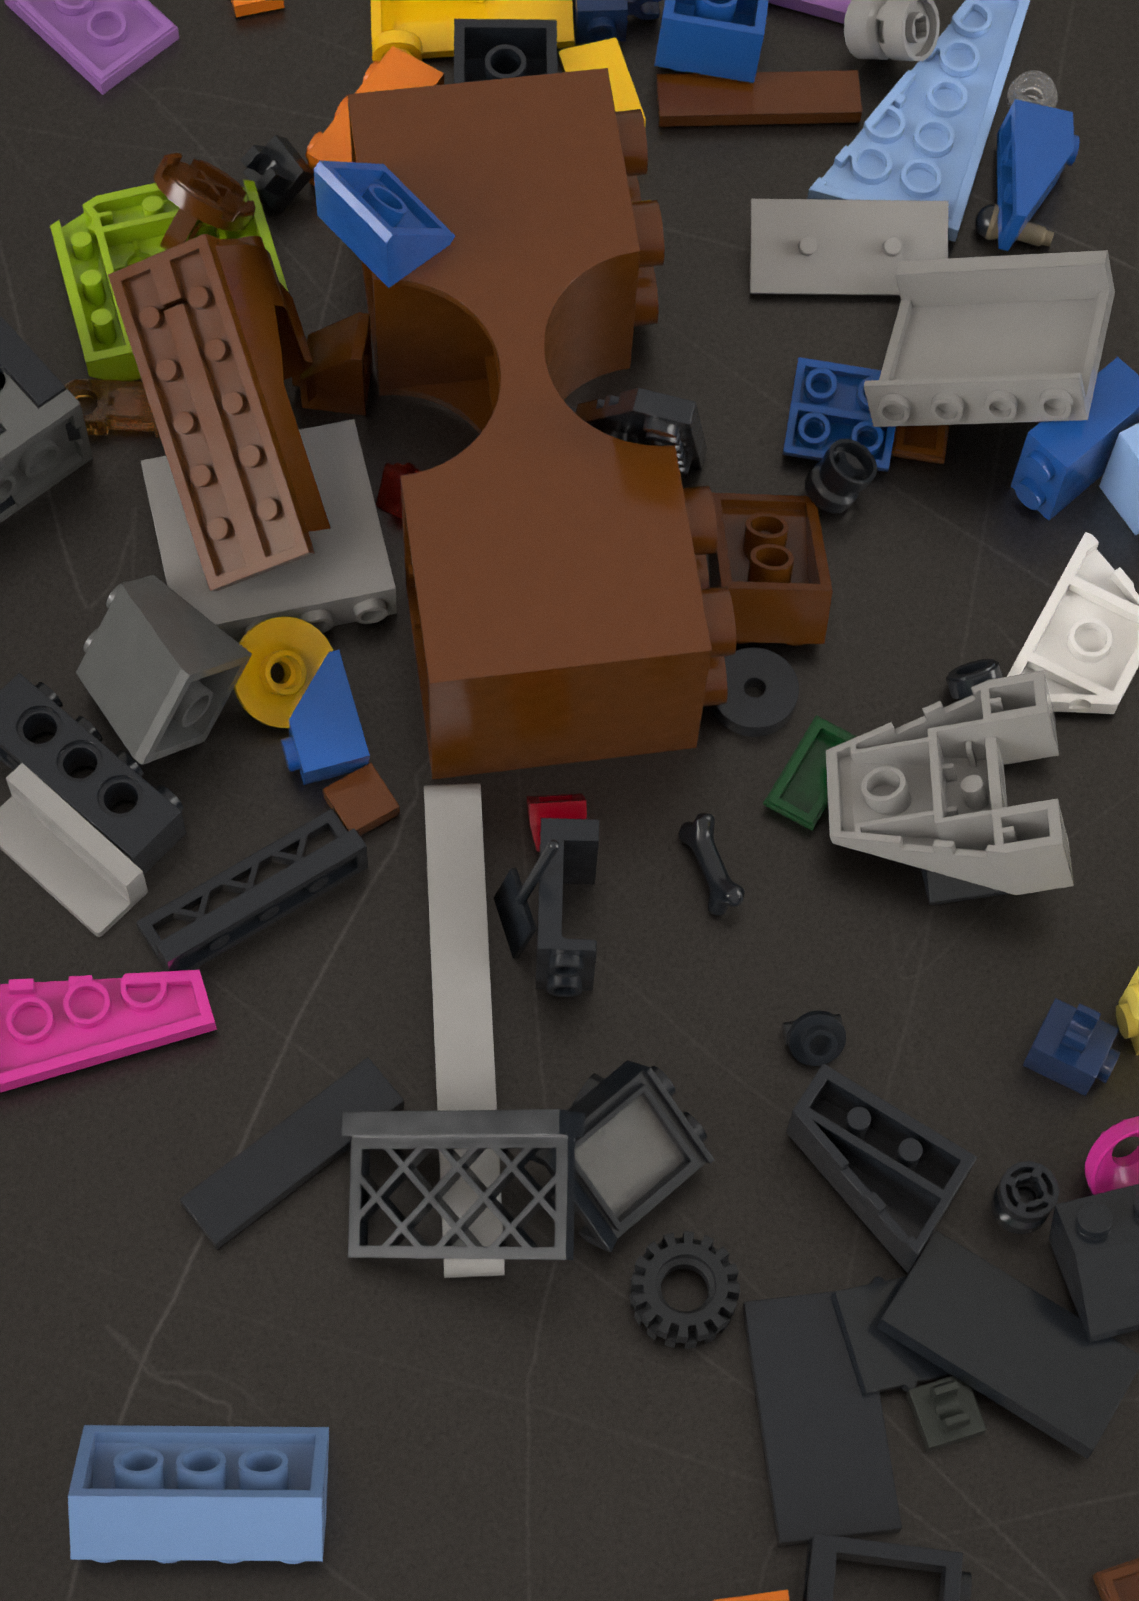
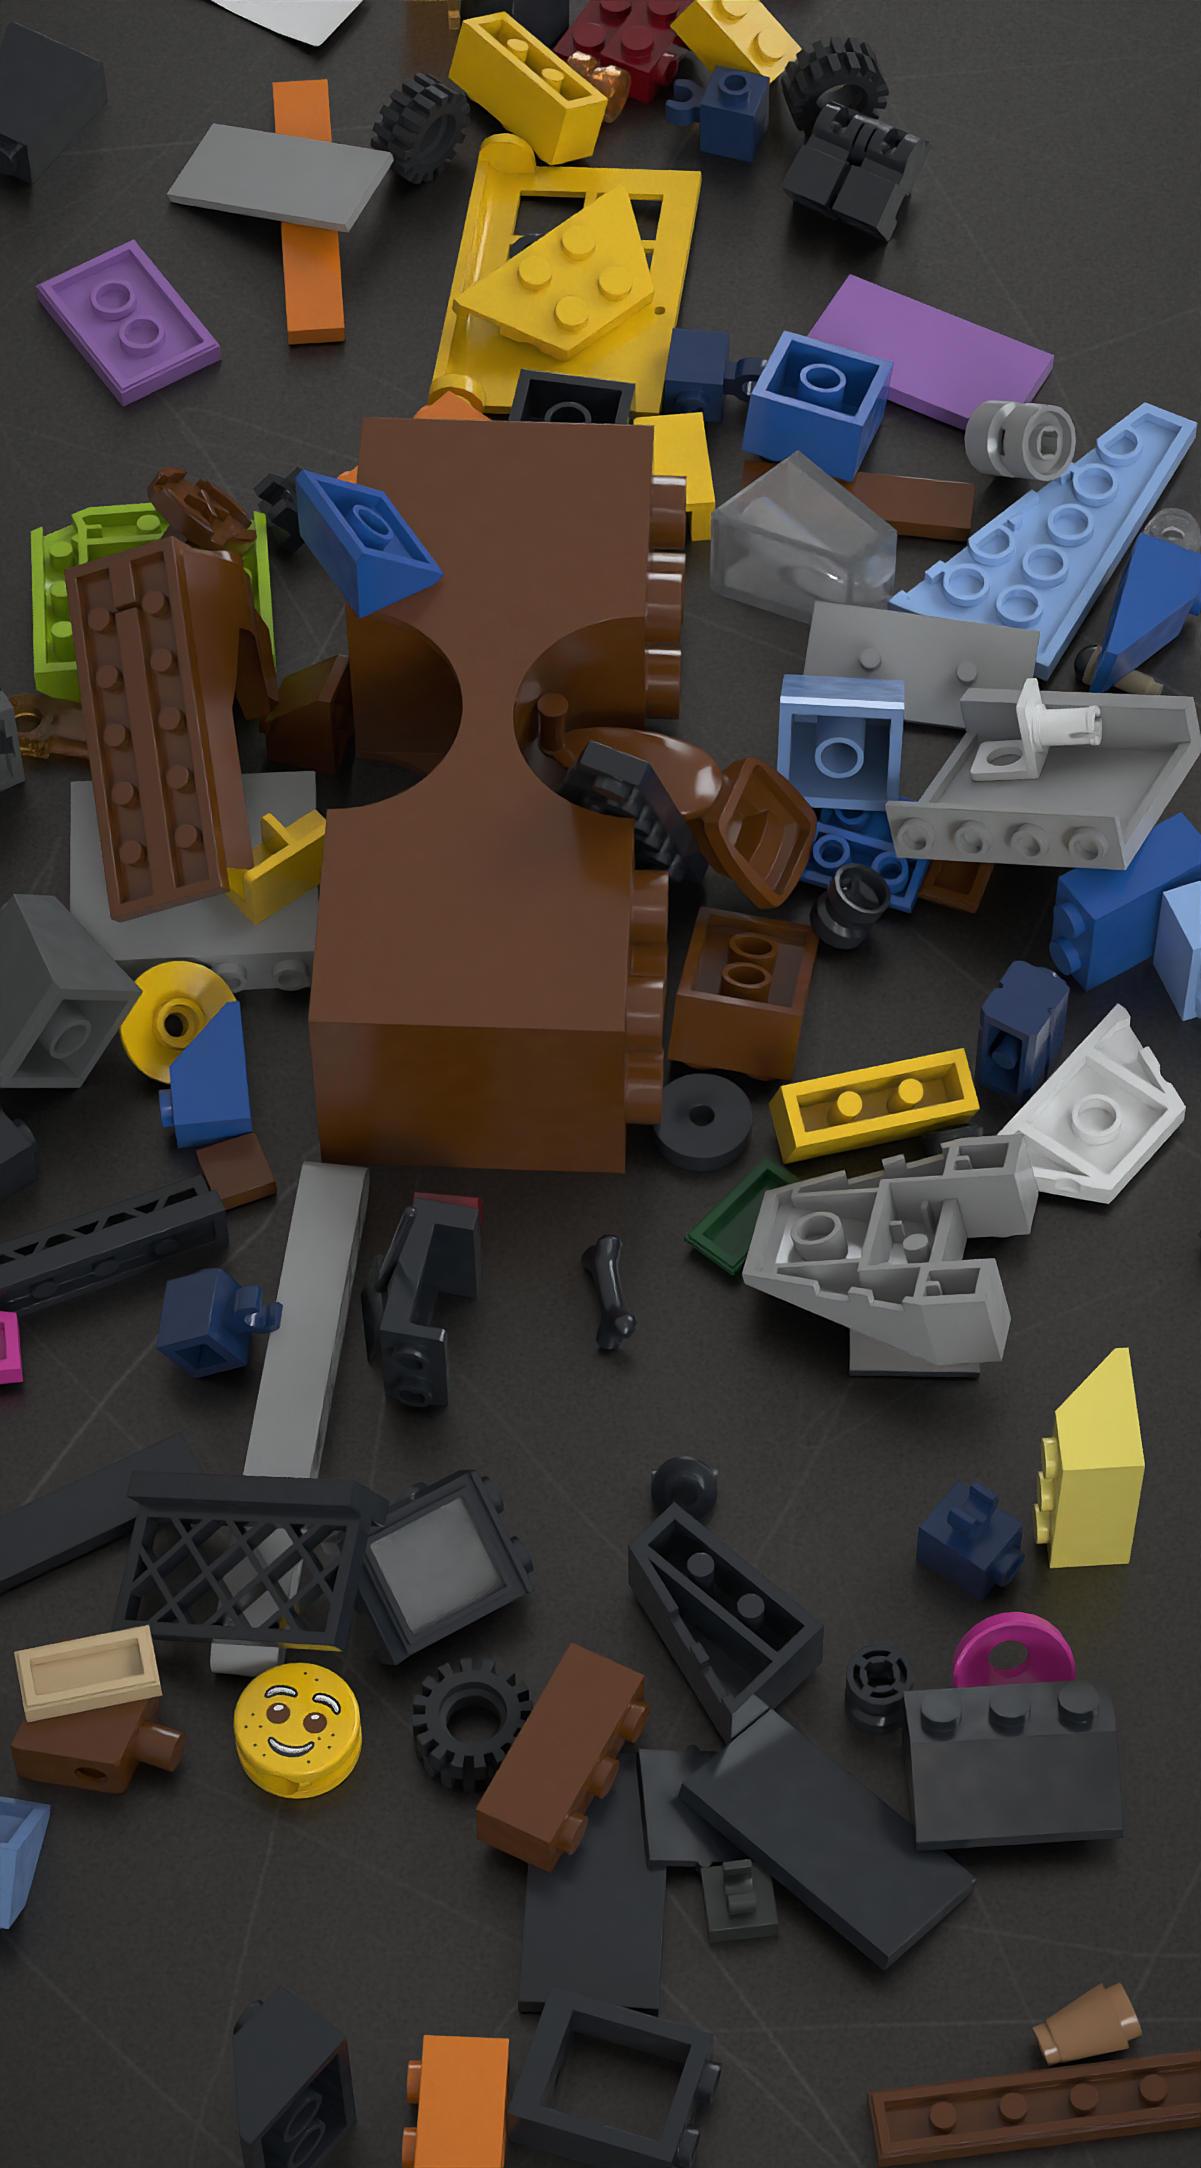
camera: 15 degrees right, 10 degrees down
(344, 1310) = (87, 1673): none -> tan tile
(353, 1349) = (96, 1746): none -> reddish brown torso
(355, 510) = (284, 866): none -> yellow panel
(376, 950) = (211, 1321): none -> dark blue brick
(533, 1322) = (297, 1730): none -> yellow head
(731, 149) = (801, 541): none -> clear slope
(742, 408) = (744, 818): none -> reddish brown piece
(776, 1315) = (562, 1759): none -> reddish brown brick
(804, 326) = (842, 740): none -> medium blue slope
(904, 659) = (873, 1105): none -> yellow brick
(977, 294) = (1038, 731): none -> white bracket
(1016, 573) = (1021, 1032): none -> dark blue brick

